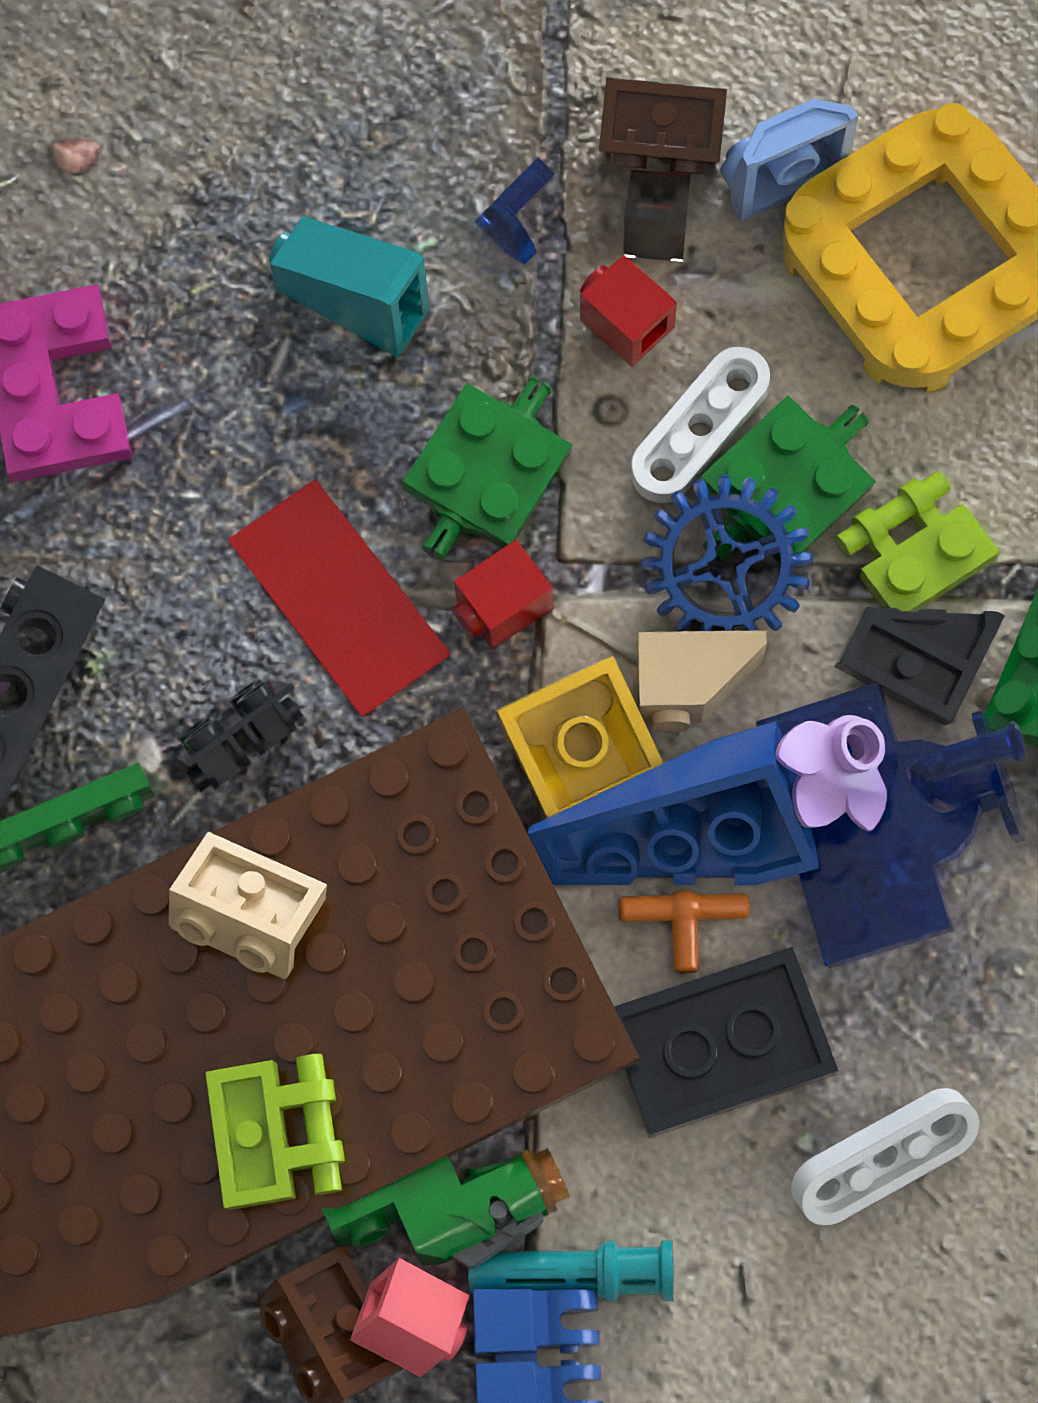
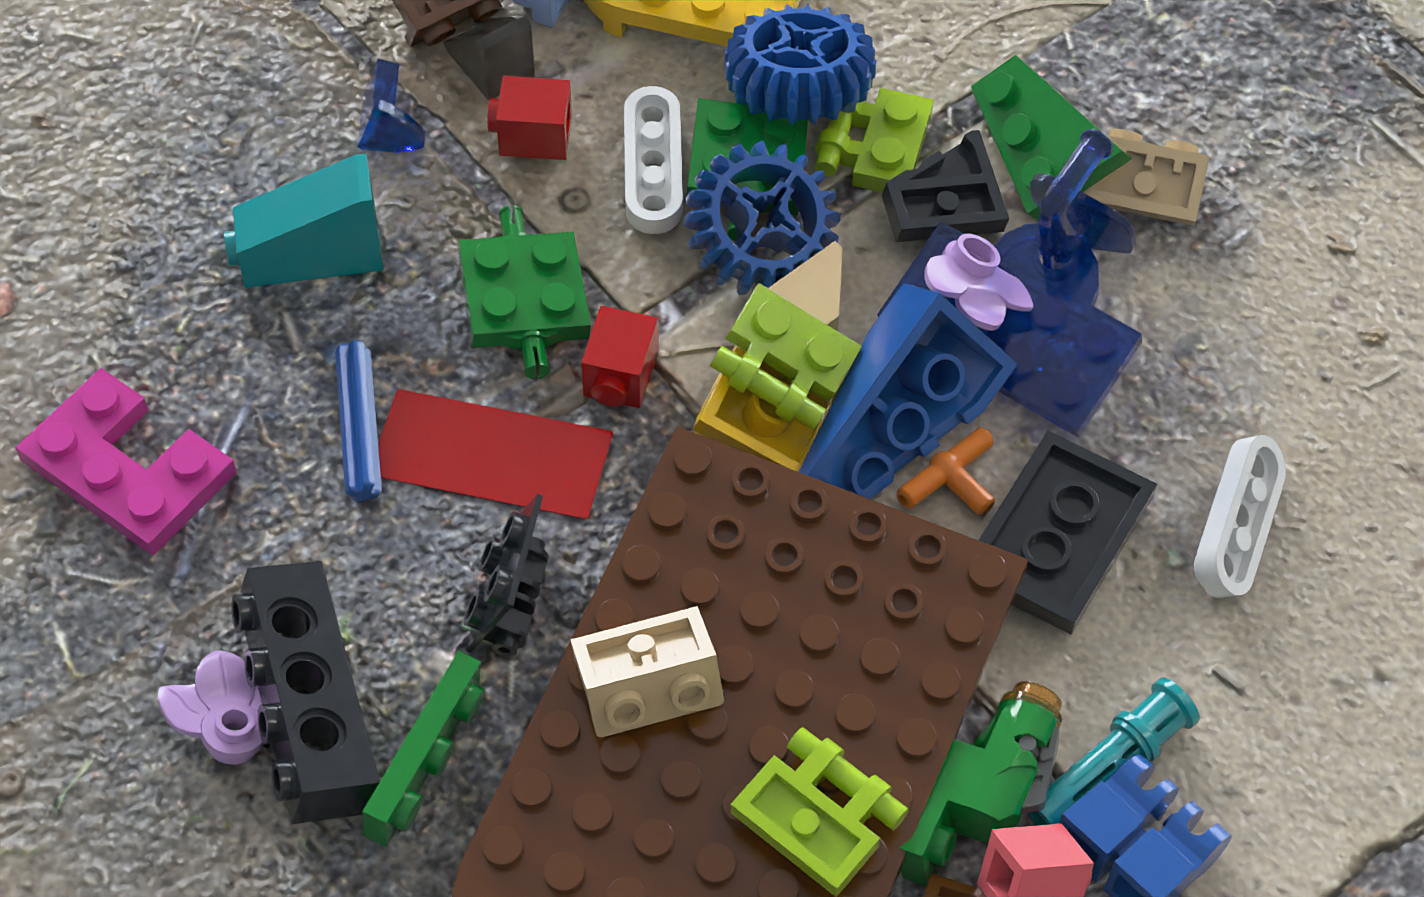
camera: 45 degrees left, 15 degrees down
(254, 487) = (358, 421): none -> blue axle
(633, 701) = (794, 345): none -> lime plate
(860, 443) = (800, 64): none -> blue gear

